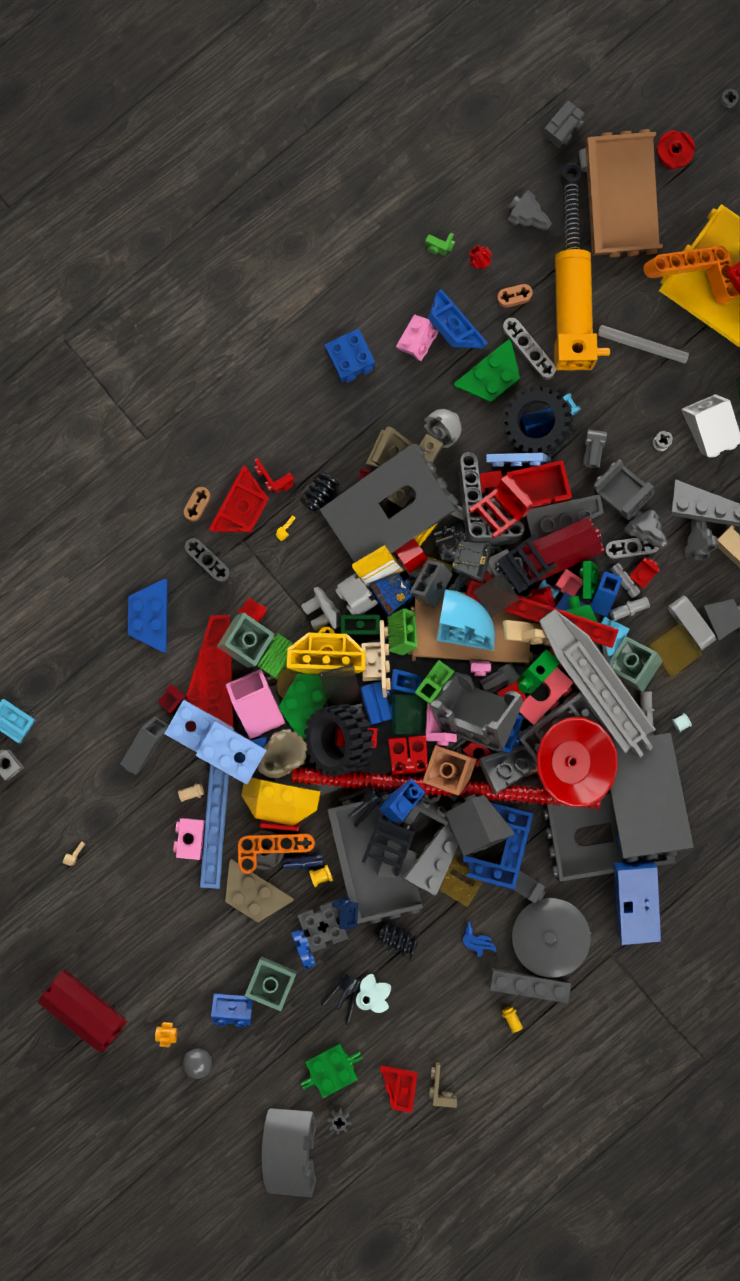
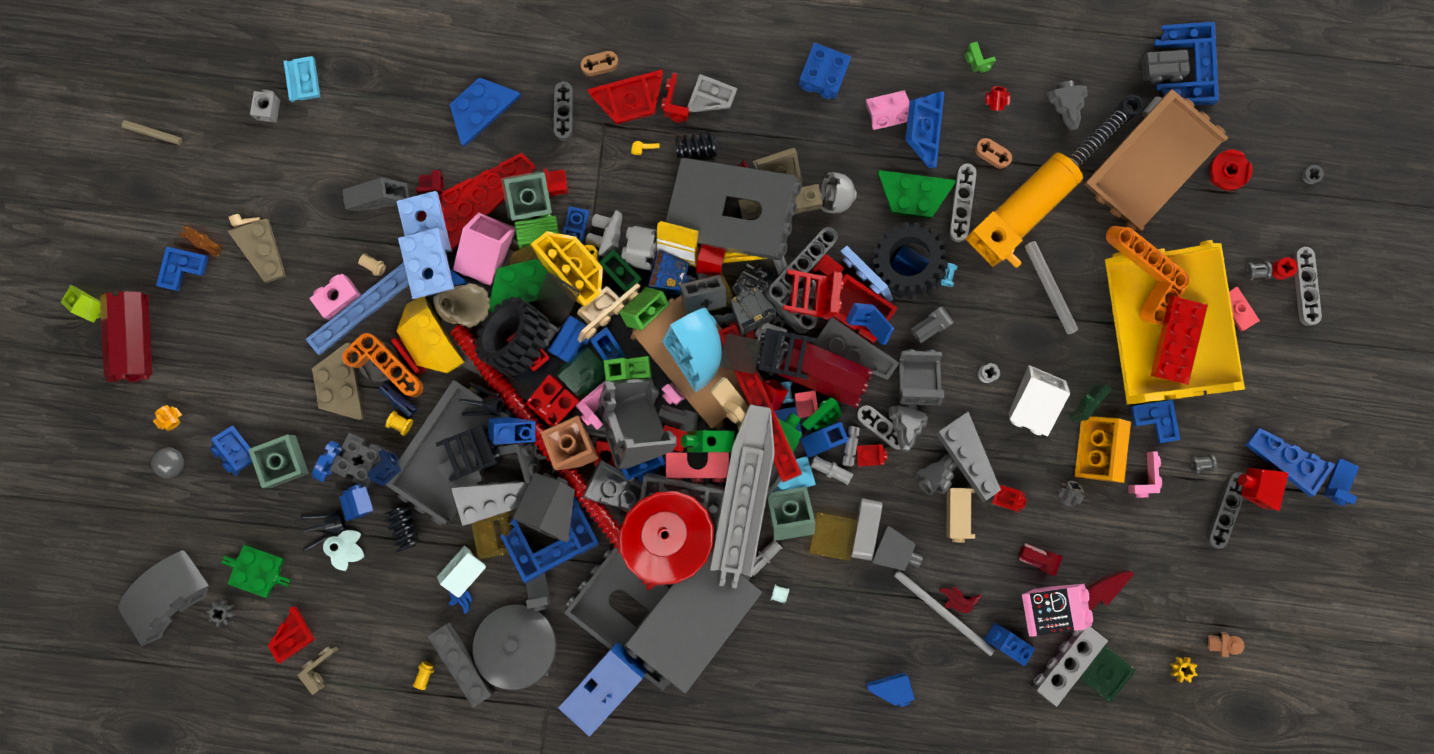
camera: 45 degrees right, 0 degrees up
(27, 1022) = (82, 304): none -> lime slope
(60, 897) = (201, 240): none -> clear orange pin
(60, 929) = (176, 263): none -> blue plate
(104, 860) = (260, 248): none -> dark tan wing
(293, 448) = (711, 95): none -> light grey wing
(294, 624) = (576, 222): none -> blue slope
(350, 955) = (355, 502): none -> blue brick
(464, 927) = (460, 572): none -> light aqua panel
(557, 484) = (870, 316): none -> blue bracket
(570, 83) = (1203, 40): none -> blue wedge

